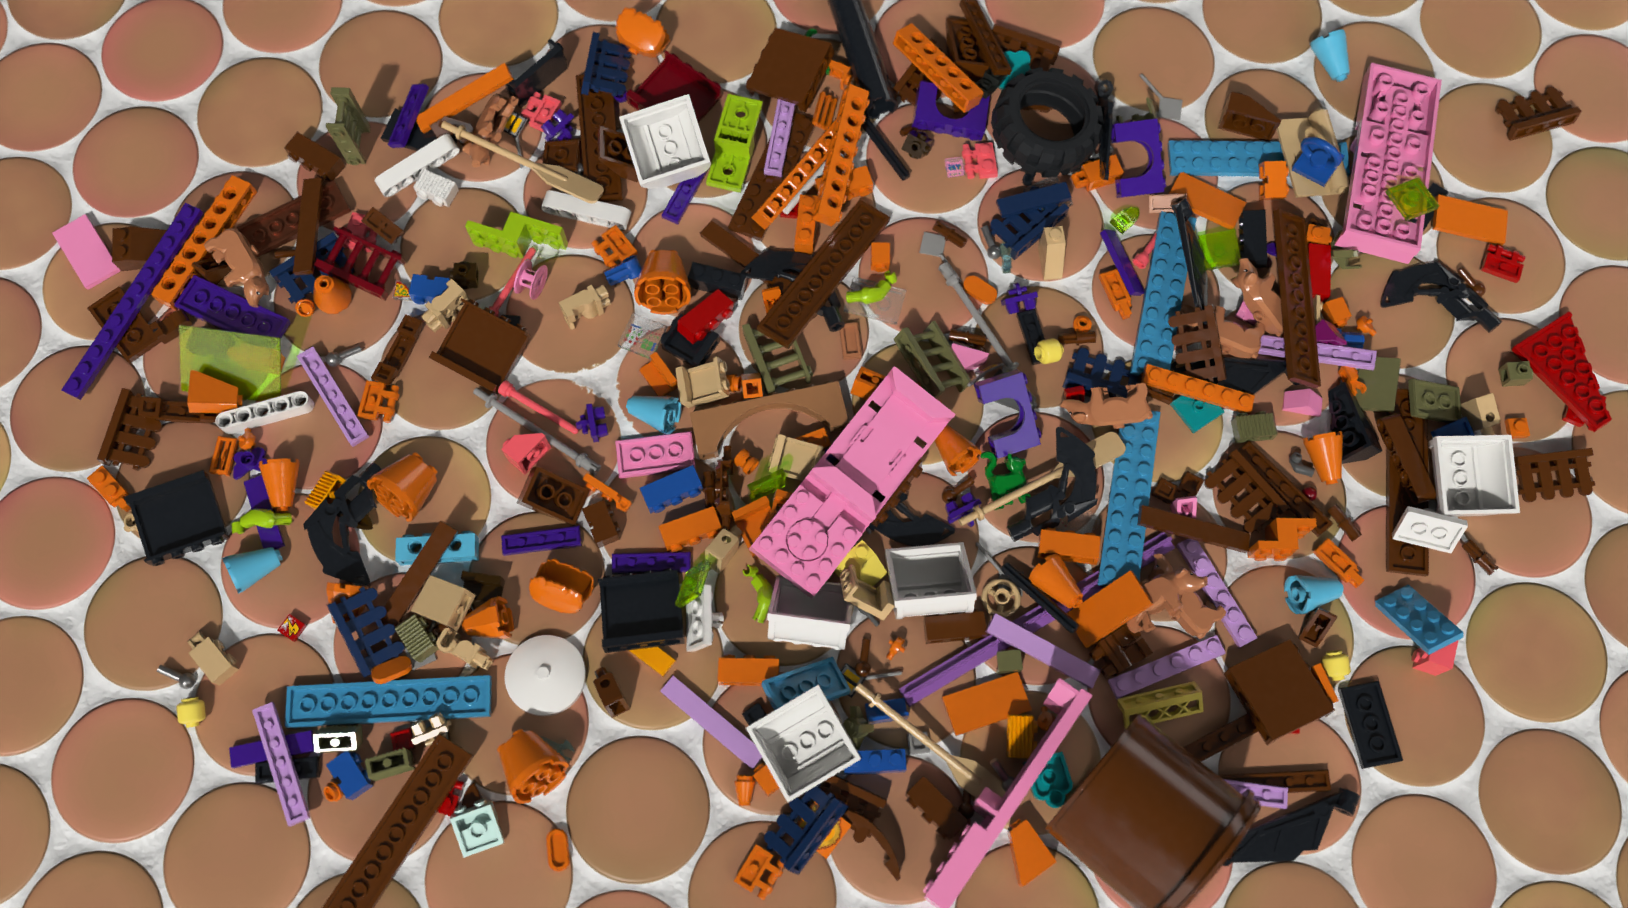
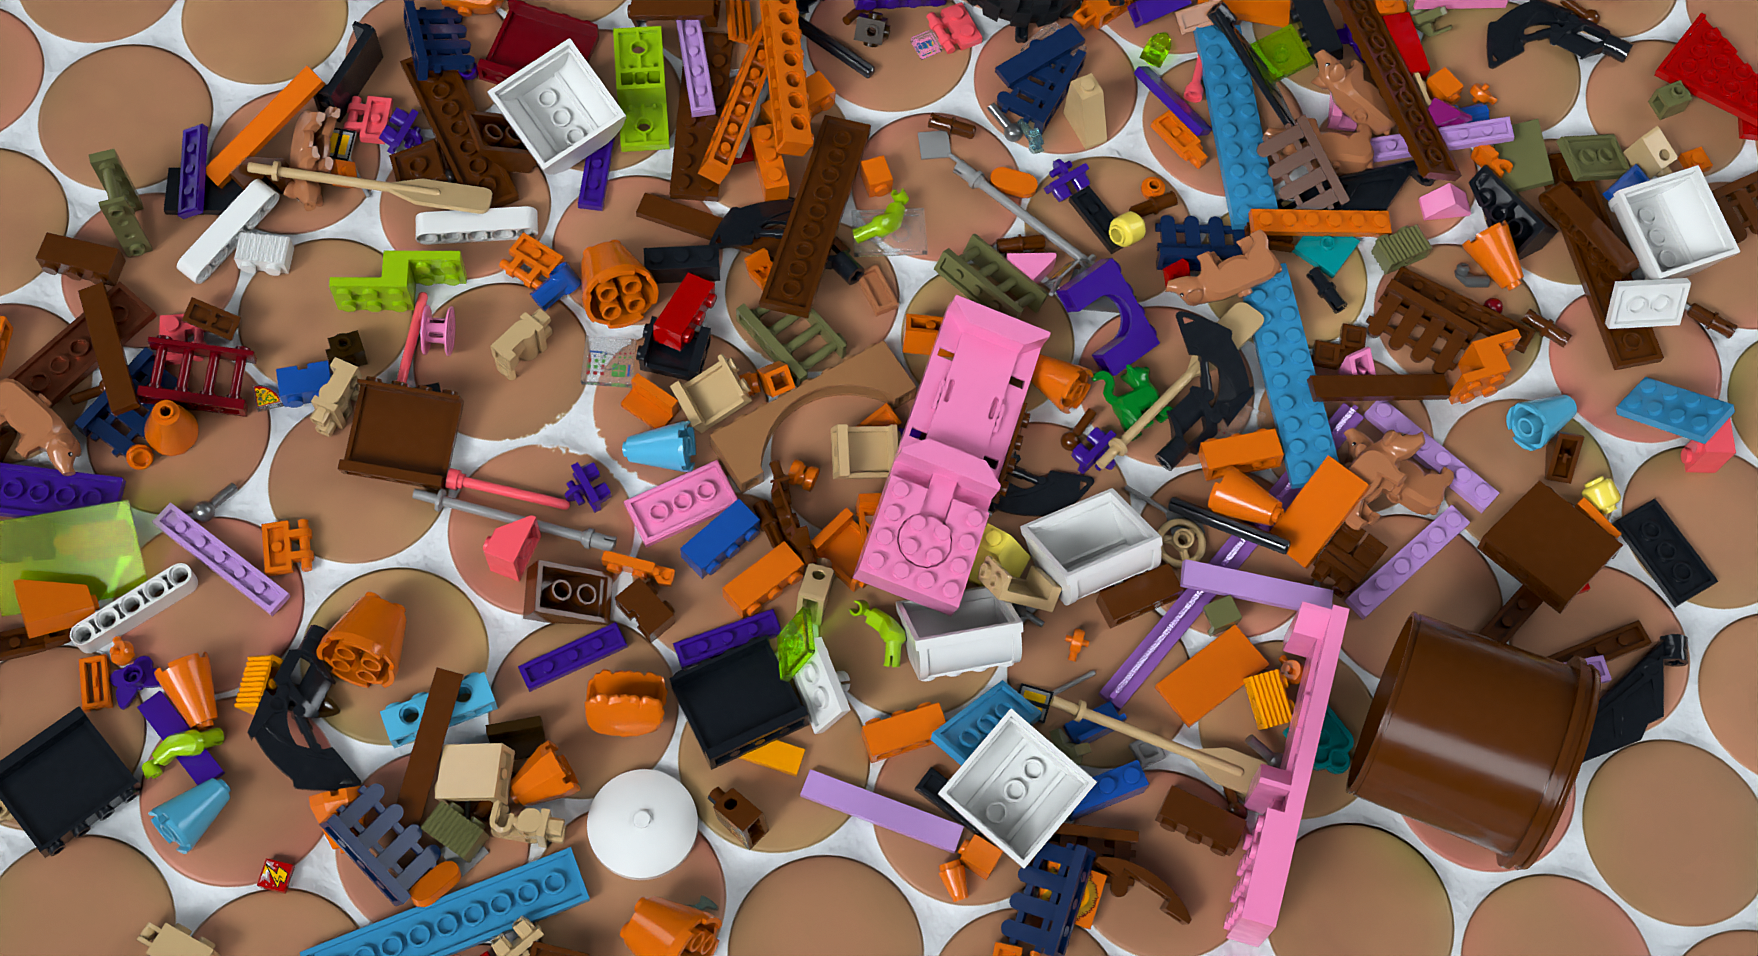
camera: 25 degrees left, 5 degrees down
(399, 352) = (291, 473): reddish brown slope -> none
(509, 143) = (344, 168): none -> orange plate
(767, 485) = (842, 494): clear neon green plate -> none
(863, 668) = (1044, 682): reddish brown bar -> none
(1028, 852) = (1332, 836): orange slope -> none
(1162, 700) = (1420, 601): light yellow fence -> none
(1184, 441) = (1326, 290): none -> black pin
(1339, 563) = (1558, 376): orange hinge -> none

